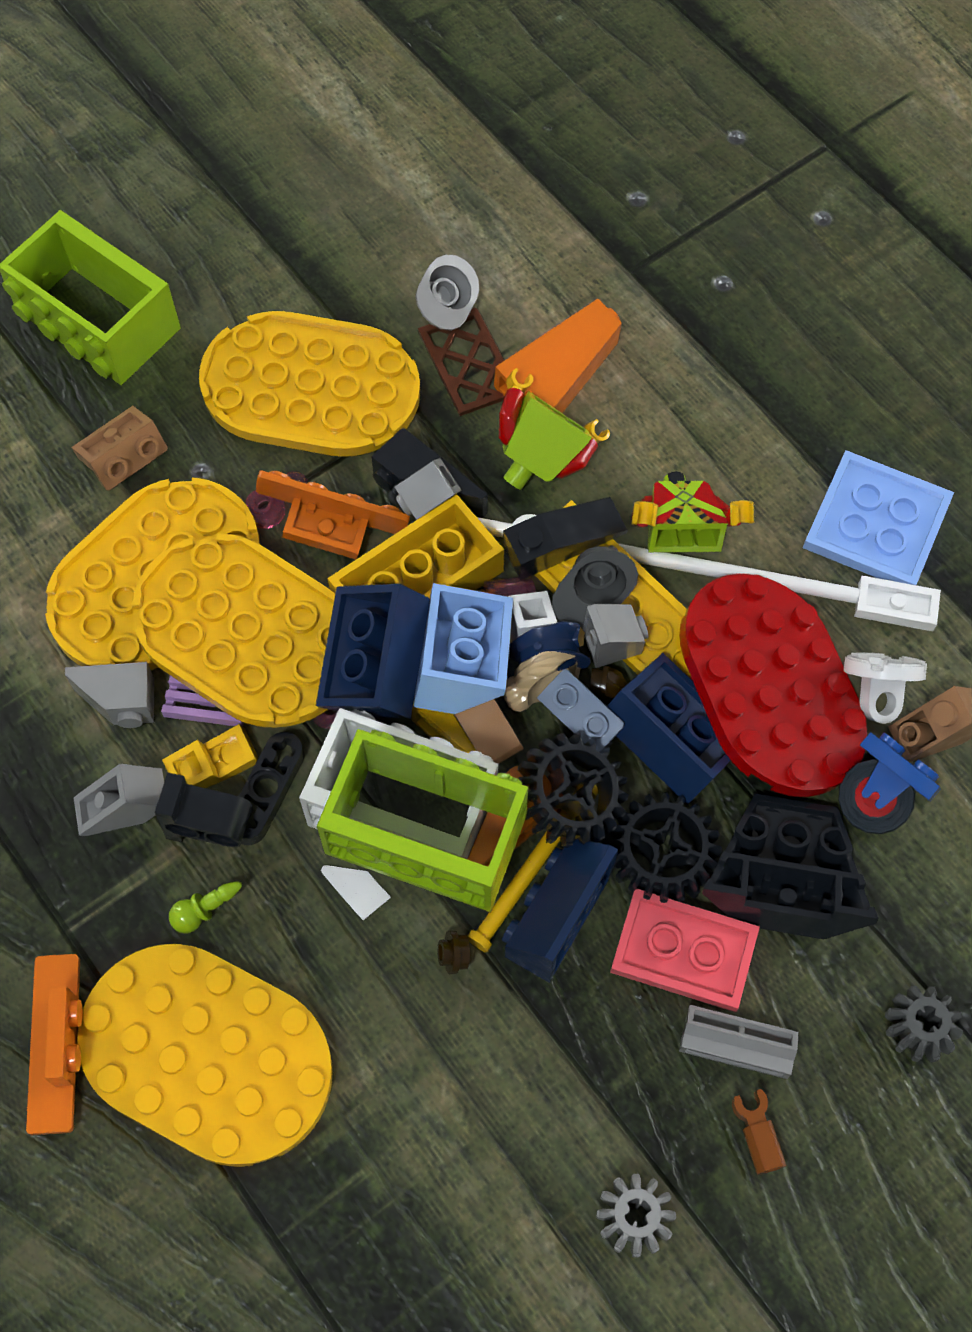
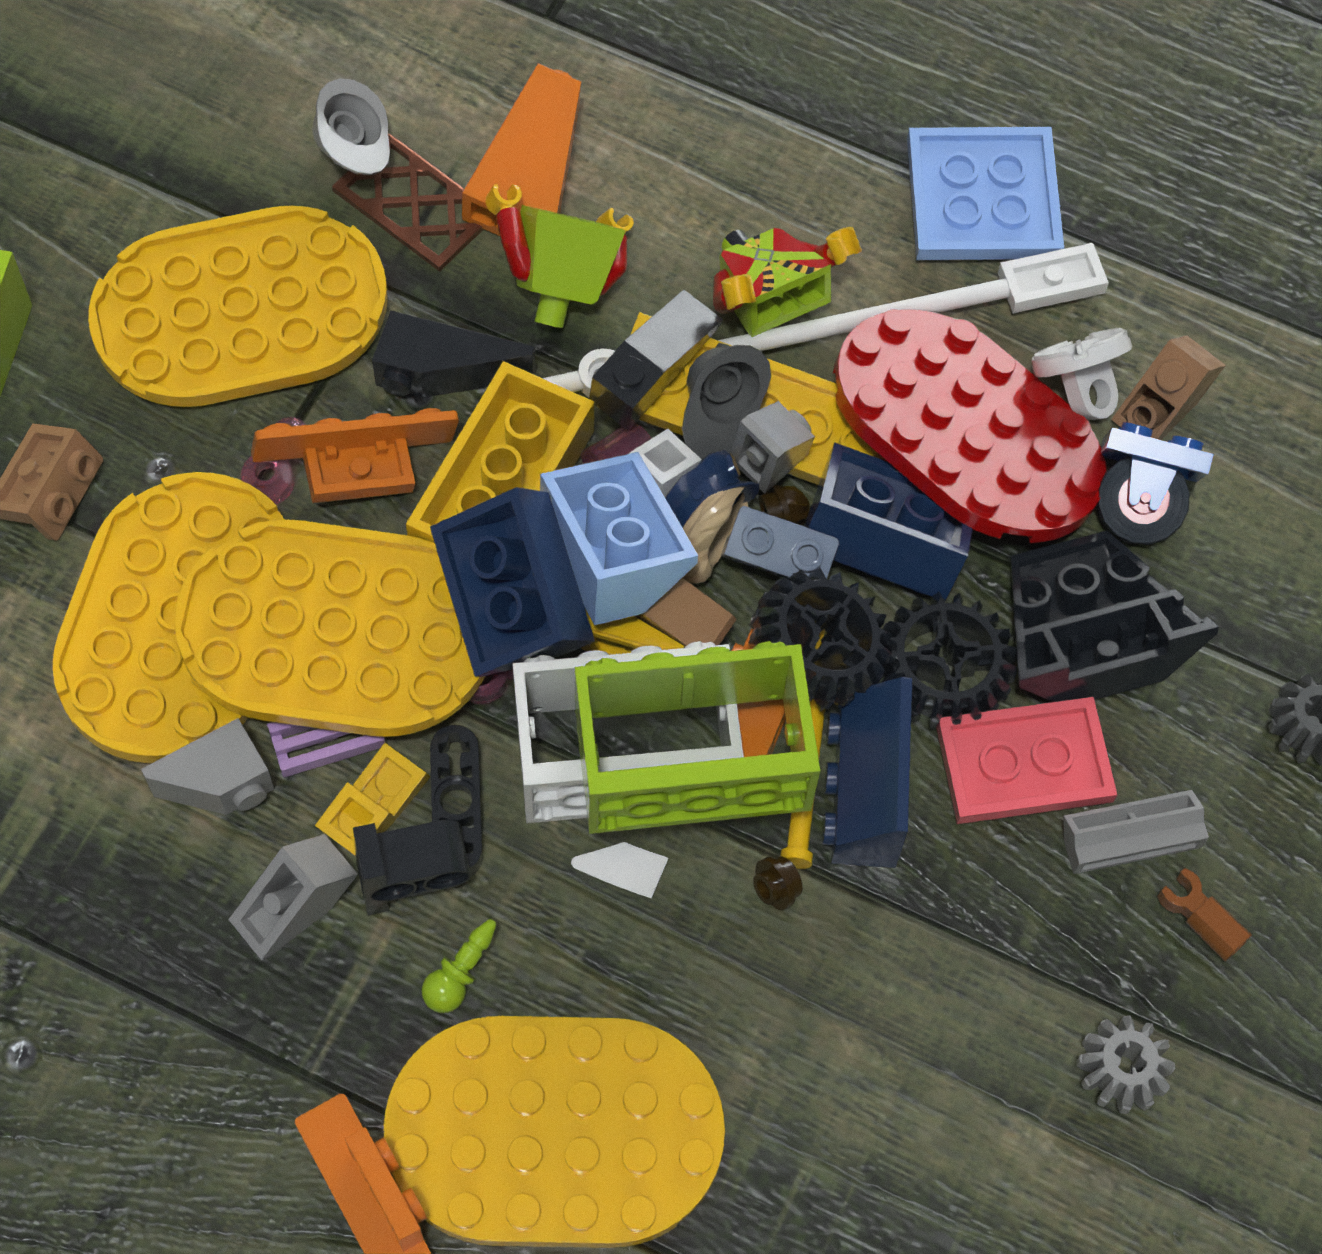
camera: 30 degrees left, 0 degrees up
(426, 489) = (464, 371): light grey brick -> none

